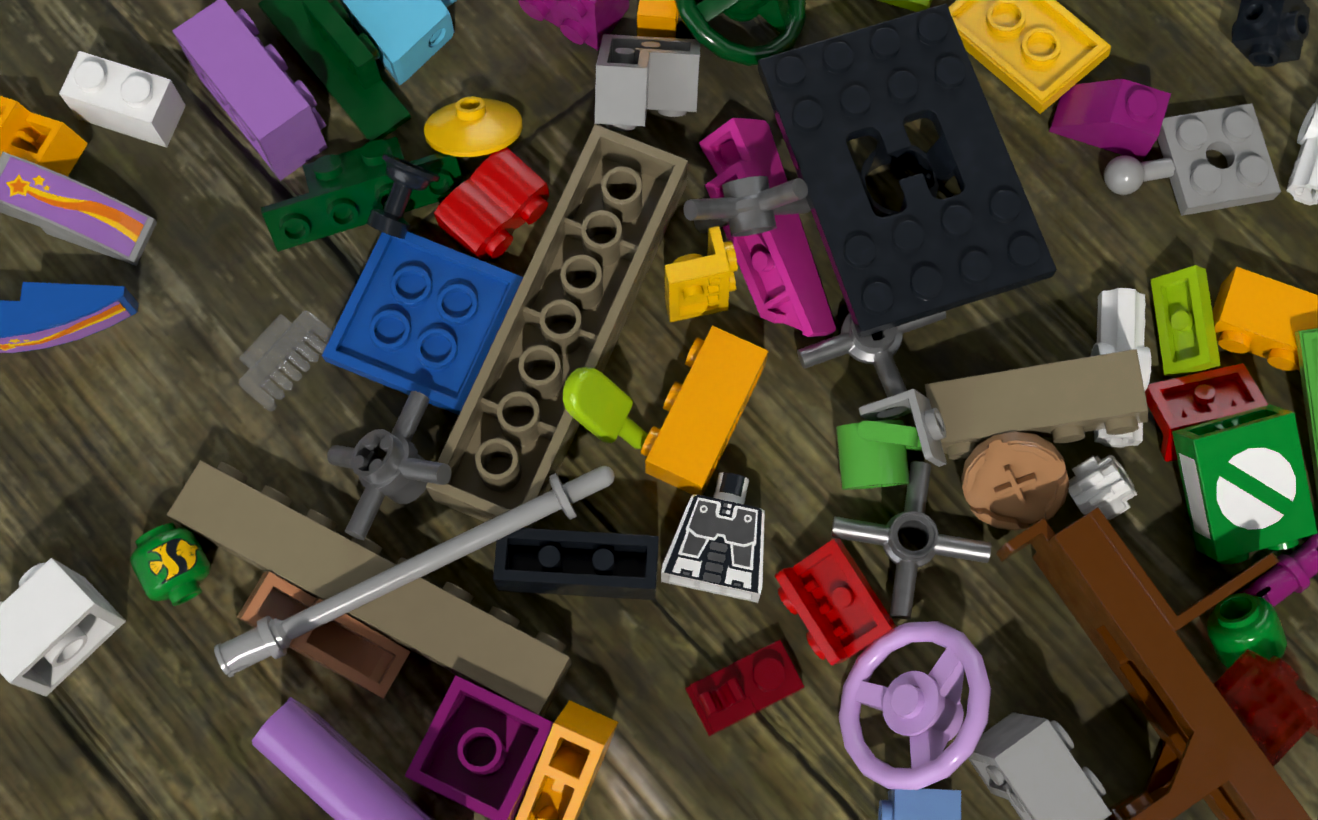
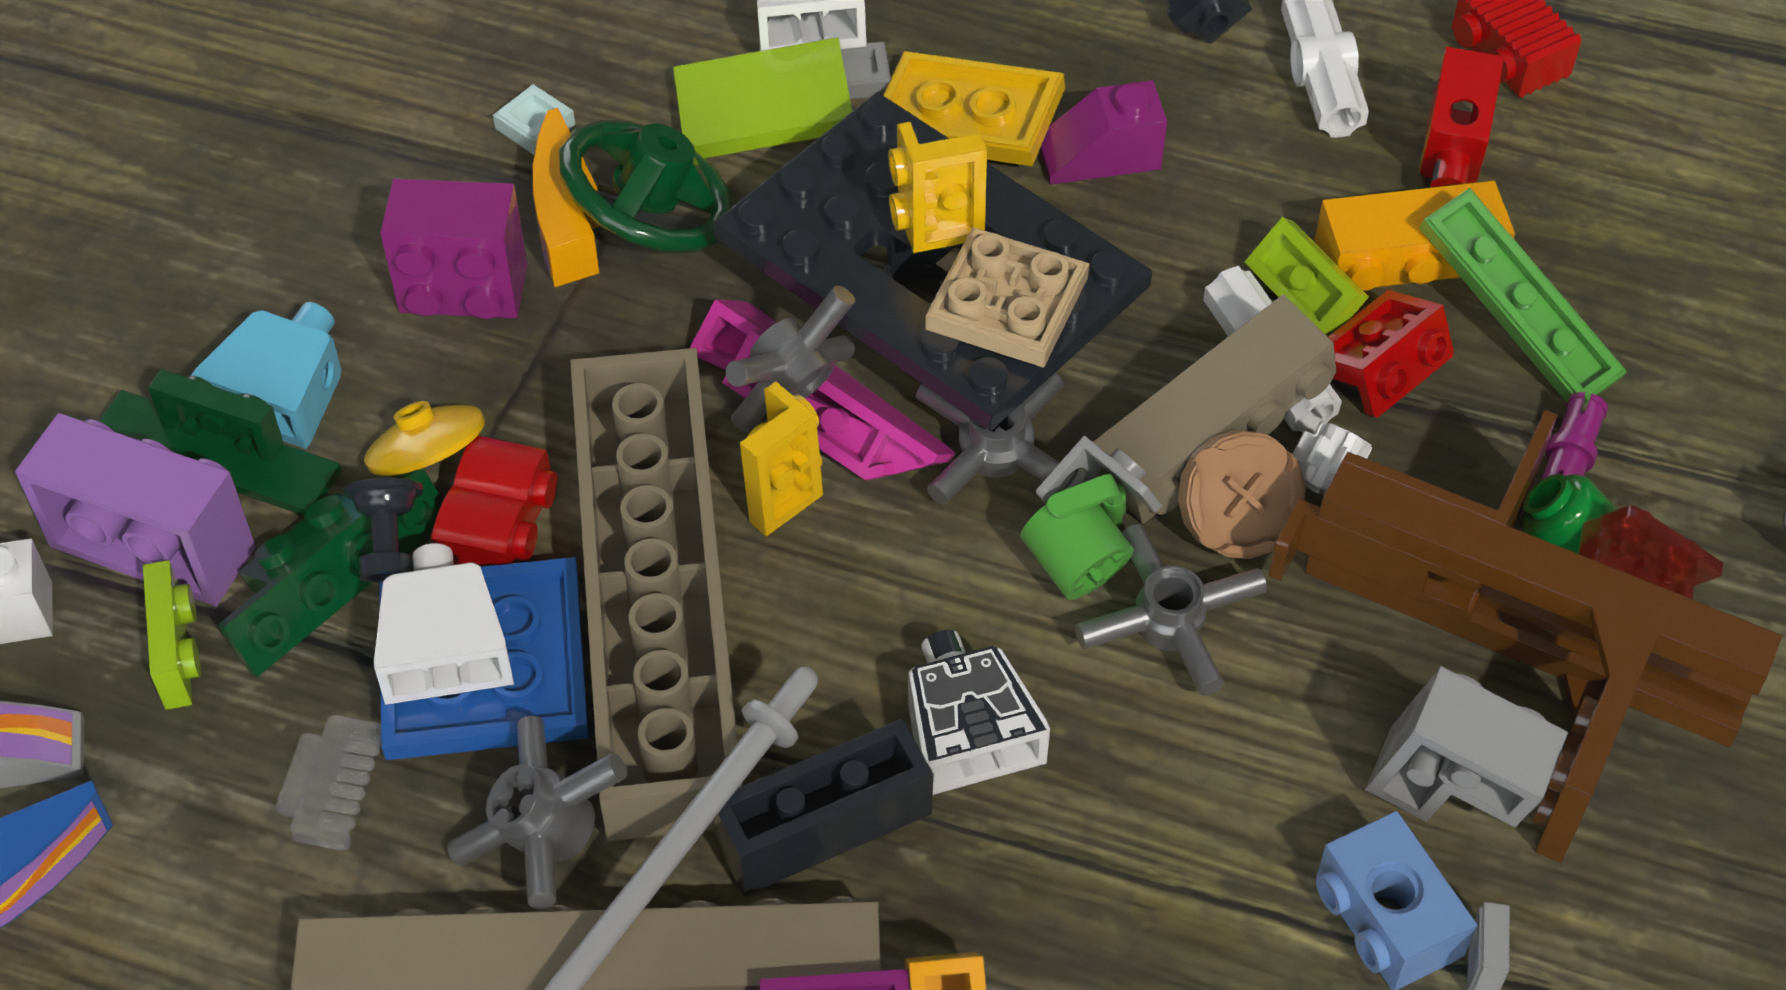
camera: 30 degrees left, 20 degrees down
(226, 207) = (171, 654): none -> lime plate
(396, 292) = (438, 631): none -> white torso
(601, 407) = (752, 628): lime piece -> none
(645, 75) = (597, 303): light grey brick -> none
(703, 410) = (864, 594): light orange brick -> none
(744, 688) = (1090, 852): dark red plate -> none
(834, 603) = (1134, 706): red bracket -> none
(918, 706) = (1291, 752): lavender piece -> none
(924, 131) = (937, 188): none -> yellow bracket
(929, 242) = (1007, 297): none -> tan tile
(1194, 180) = (1231, 159): light grey plate -> none
(1245, 483) = (1469, 384): green brick -> none

